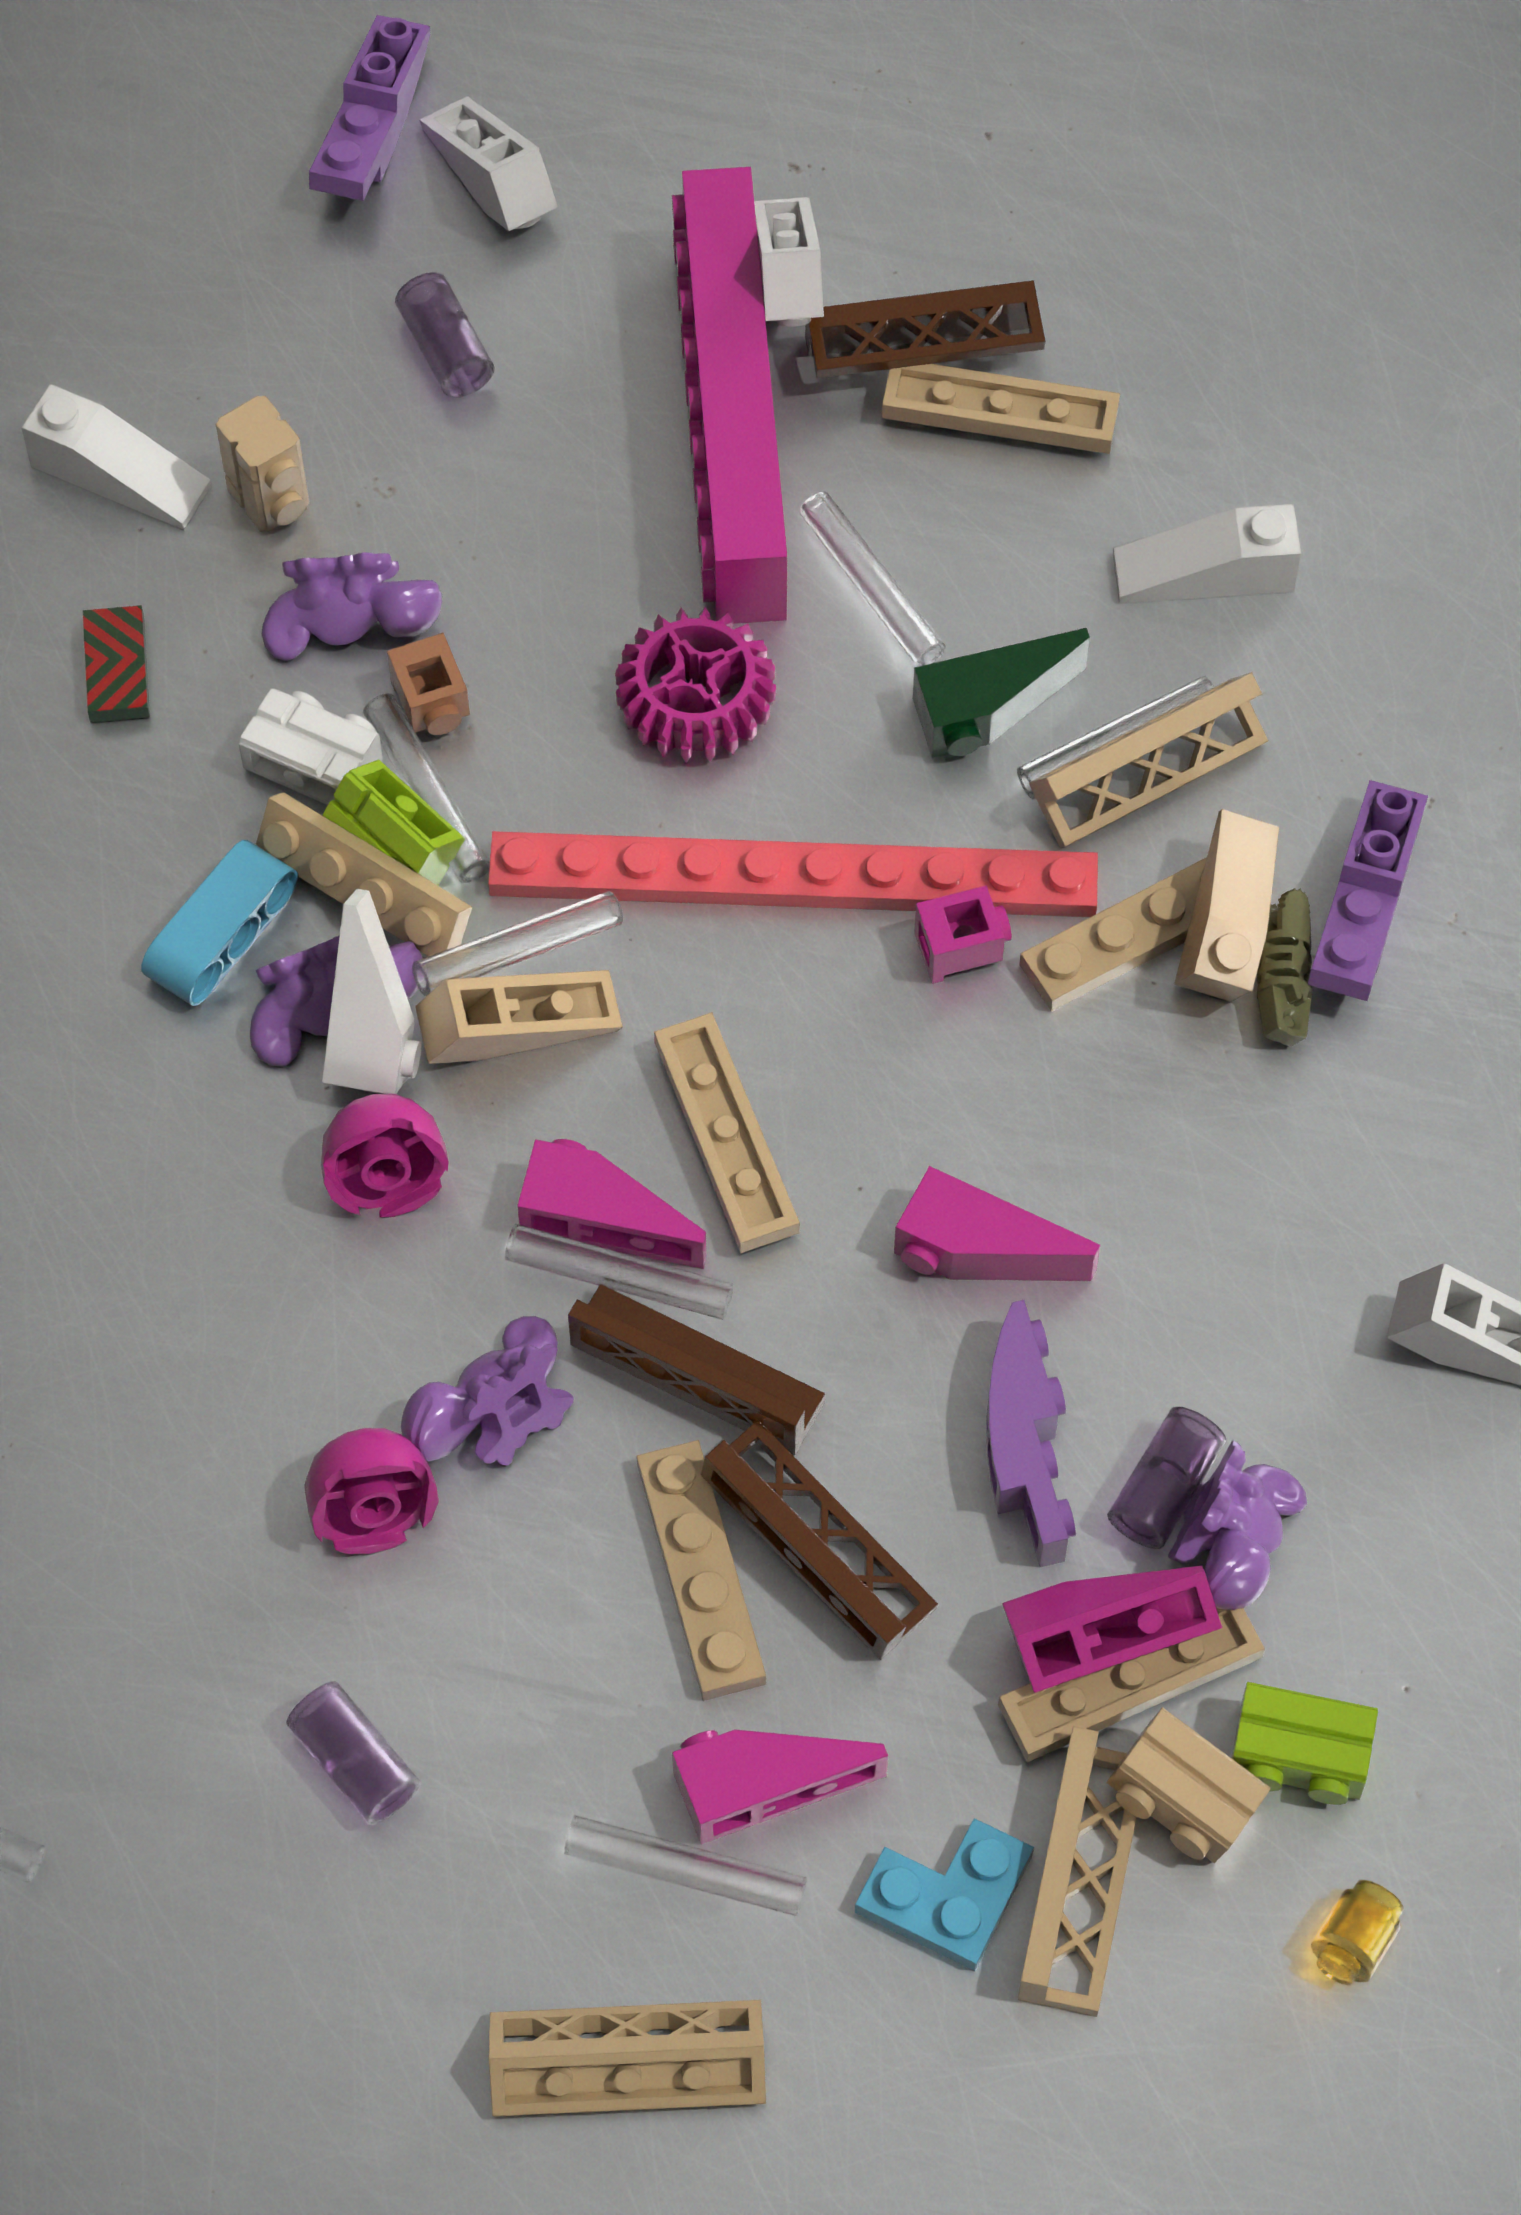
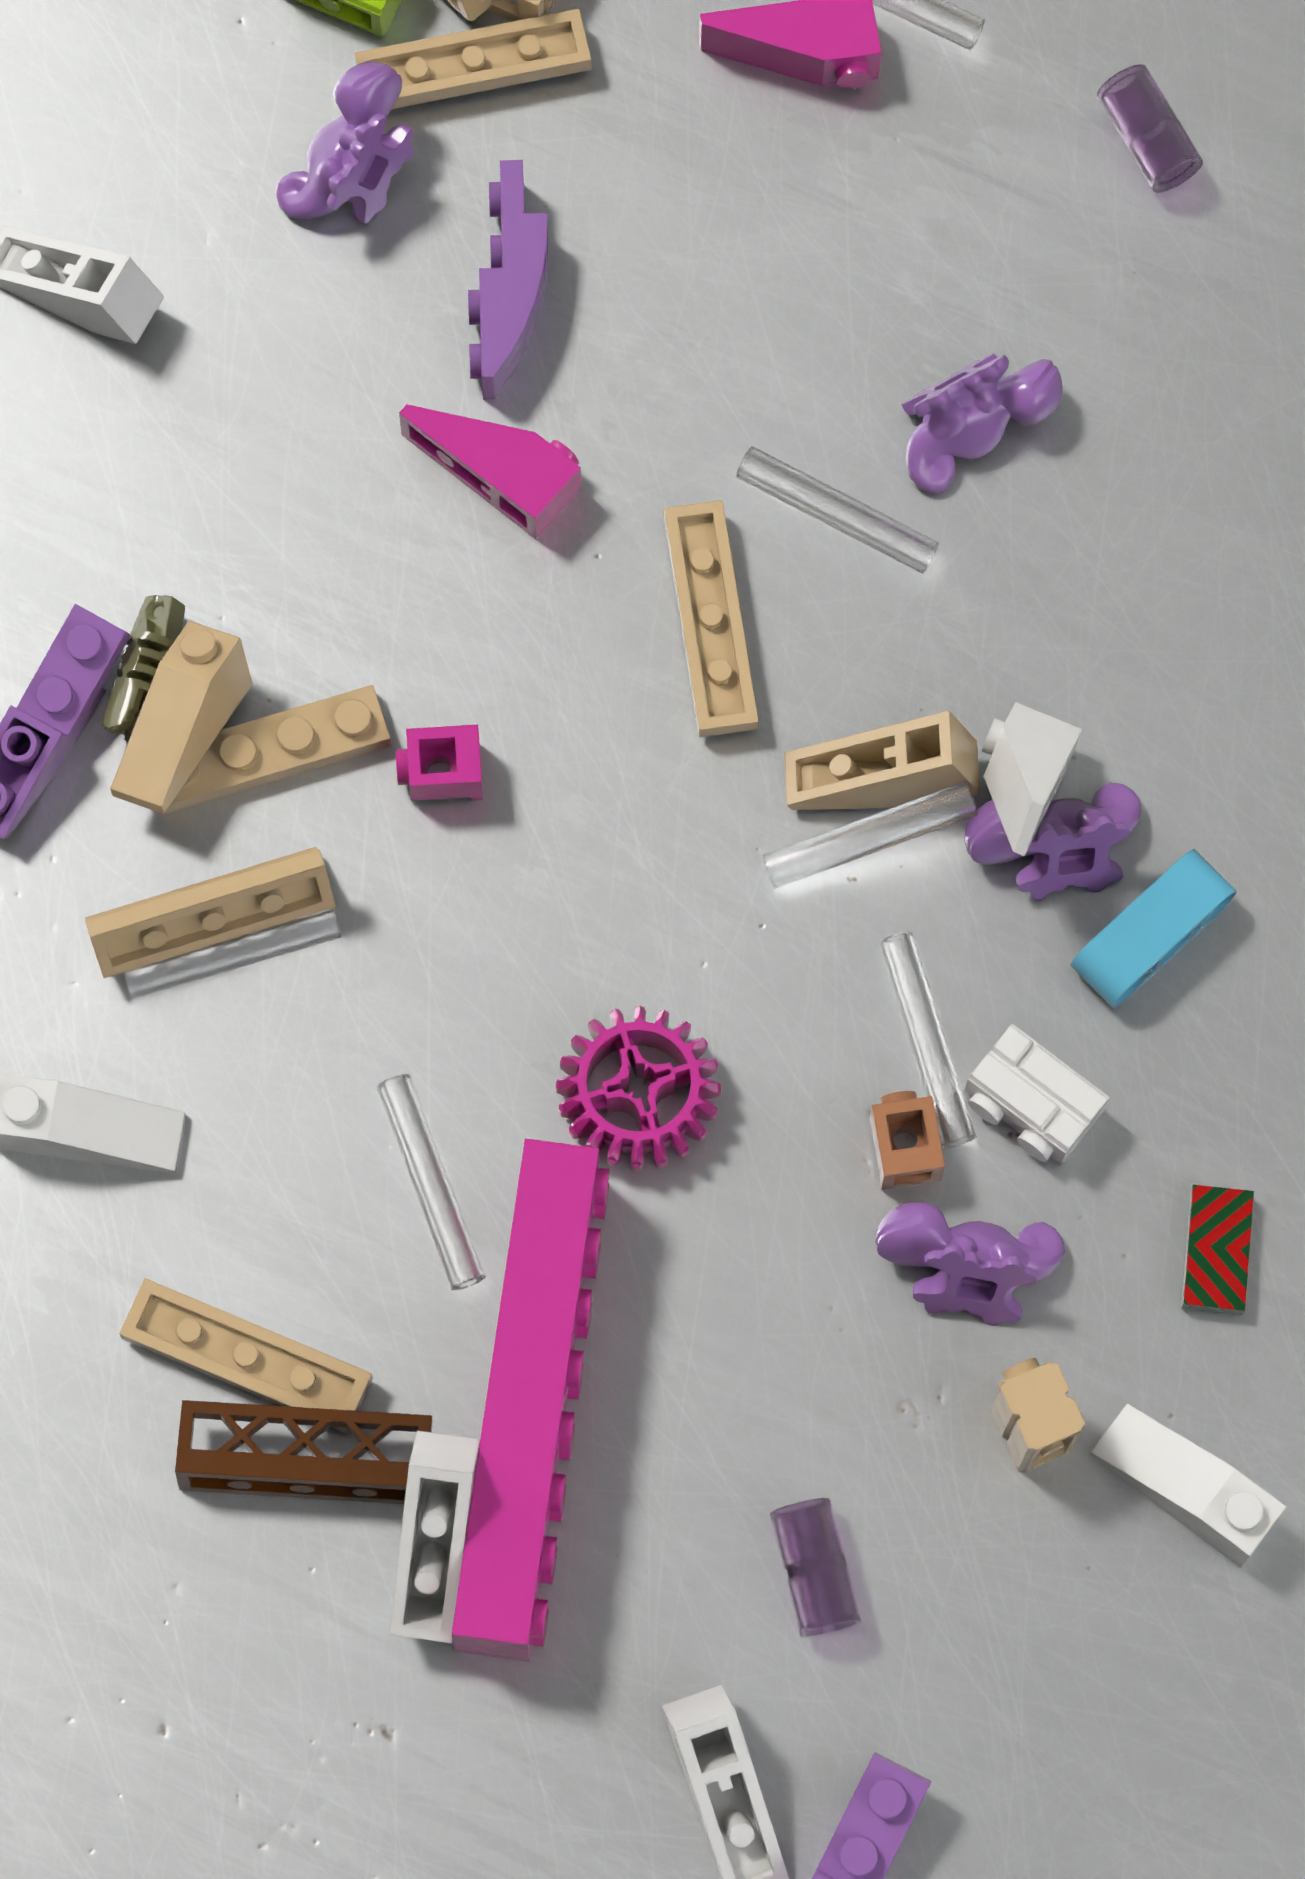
camera: 170 degrees left, 10 degrees up
(343, 862) = (996, 918): tan plate -> none
(369, 1490) = (1101, 343): dark pink cylinder -> none
(383, 1155) = (1036, 653): dark pink cylinder -> none
(394, 820) = (972, 975): lime brick -> none
(597, 1203) = (849, 570): dark pink slope -> none
(693, 1366) = (787, 402): reddish brown fence -> none
(701, 1571) = (819, 234): tan plate -> none
(787, 873) = (587, 875): coral plate -> none
(807, 1548) = (731, 210): reddish brown fence -> none
(986, 693) = (352, 1015): dark green slope -> none
(1107, 1621) = (509, 86): dark pink slope -> none
(1166, 1477) = (395, 216): clear purple pin -> none

